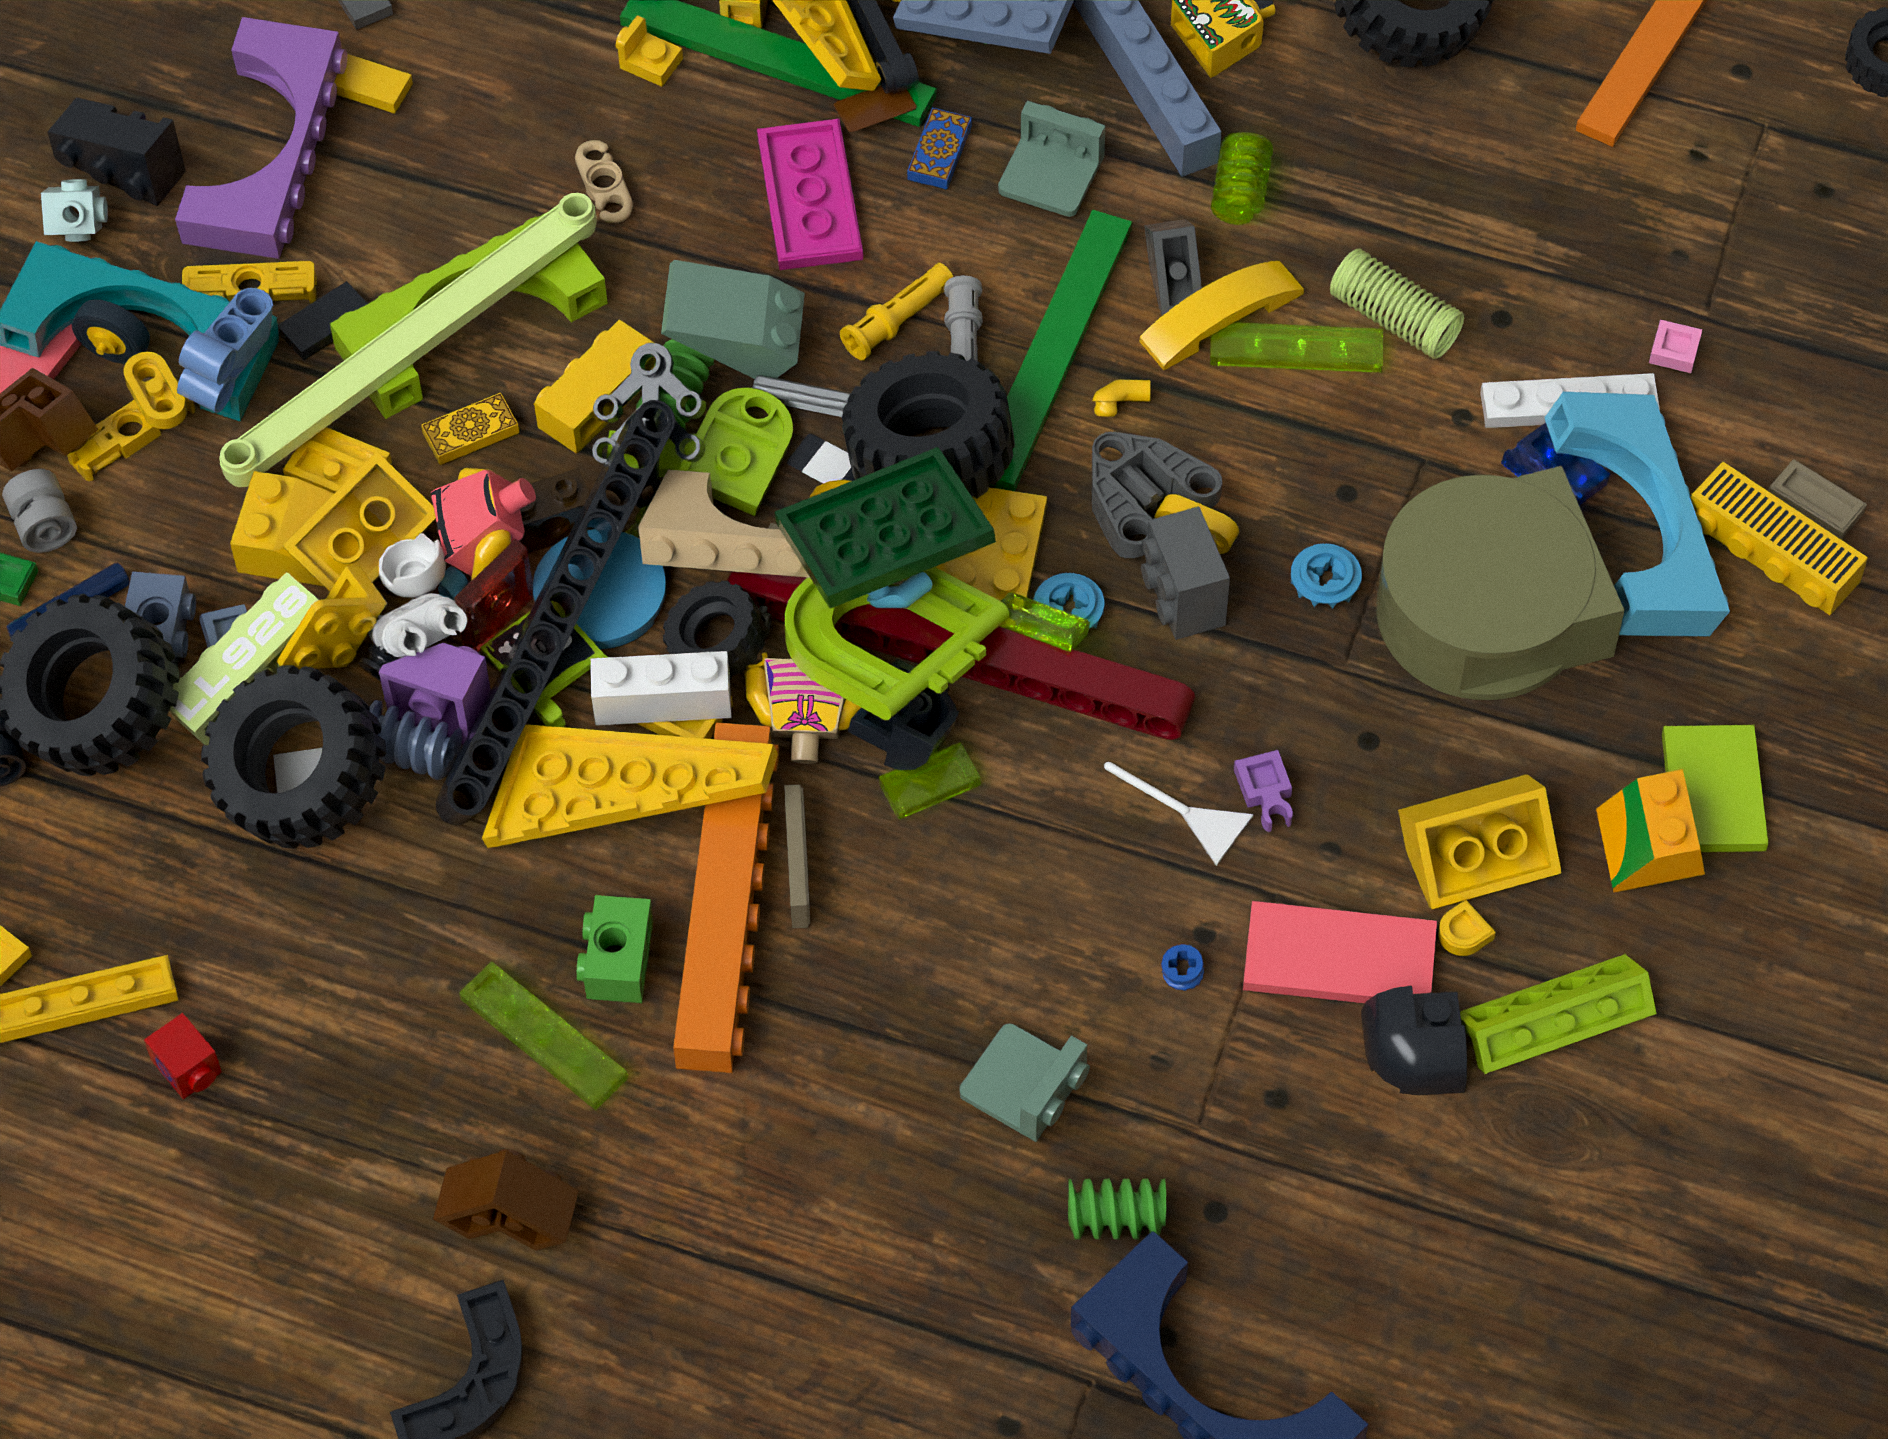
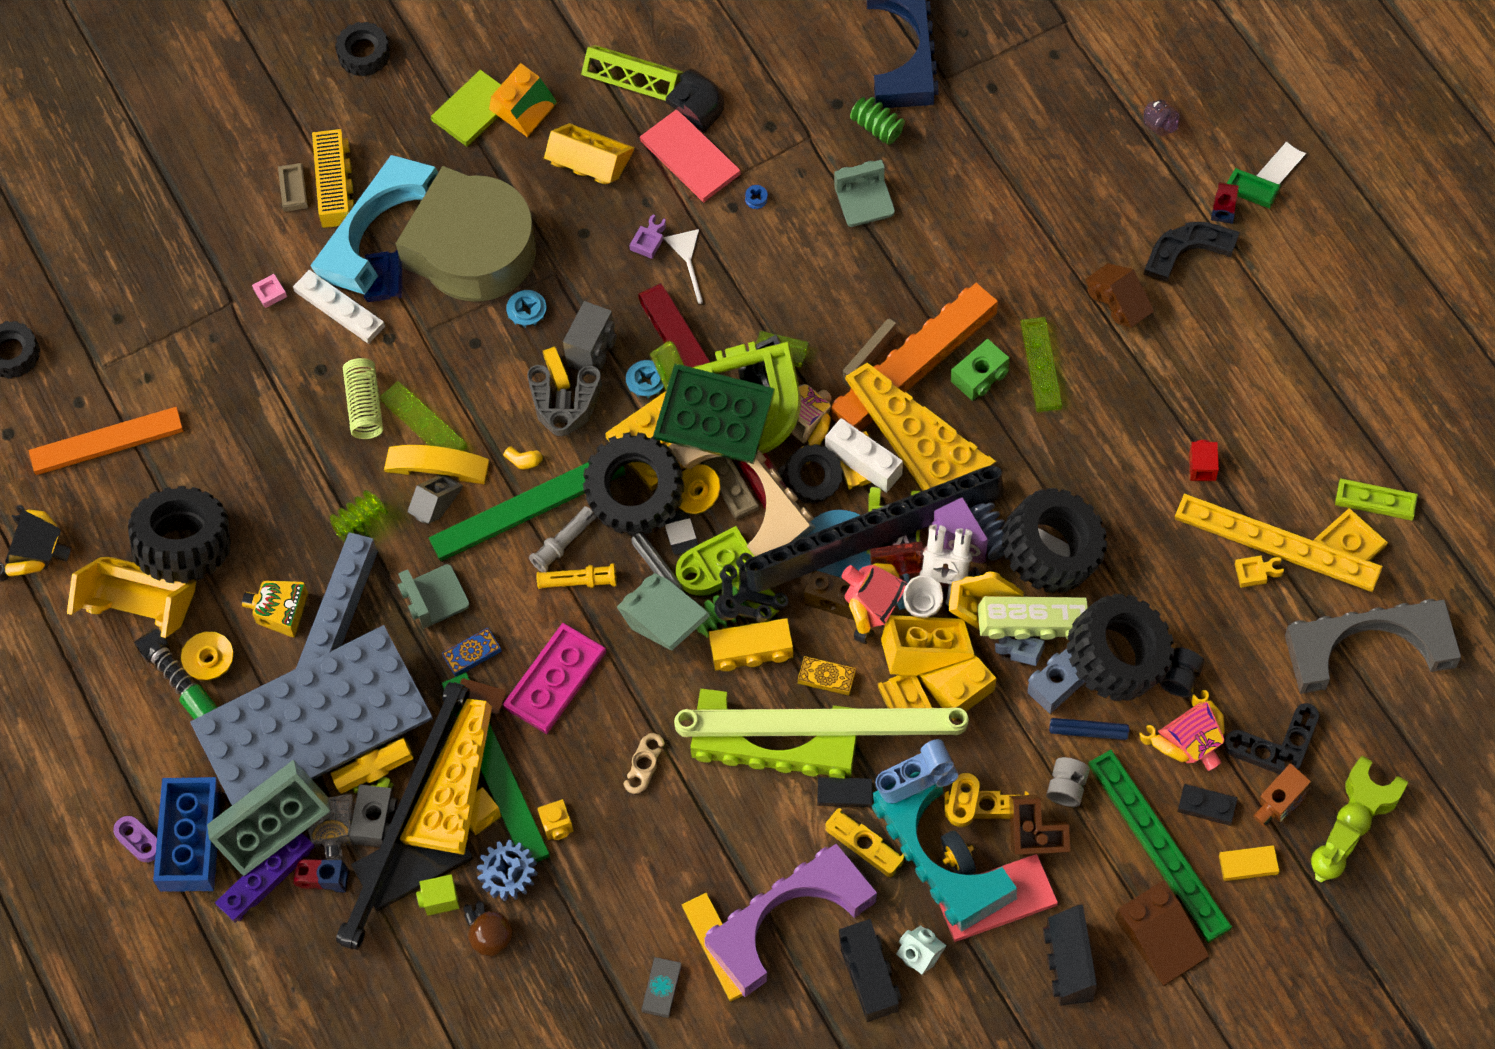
camera: 135 degrees left, 5 degrees up
(1464, 930) = (631, 129): yellow tile -> none

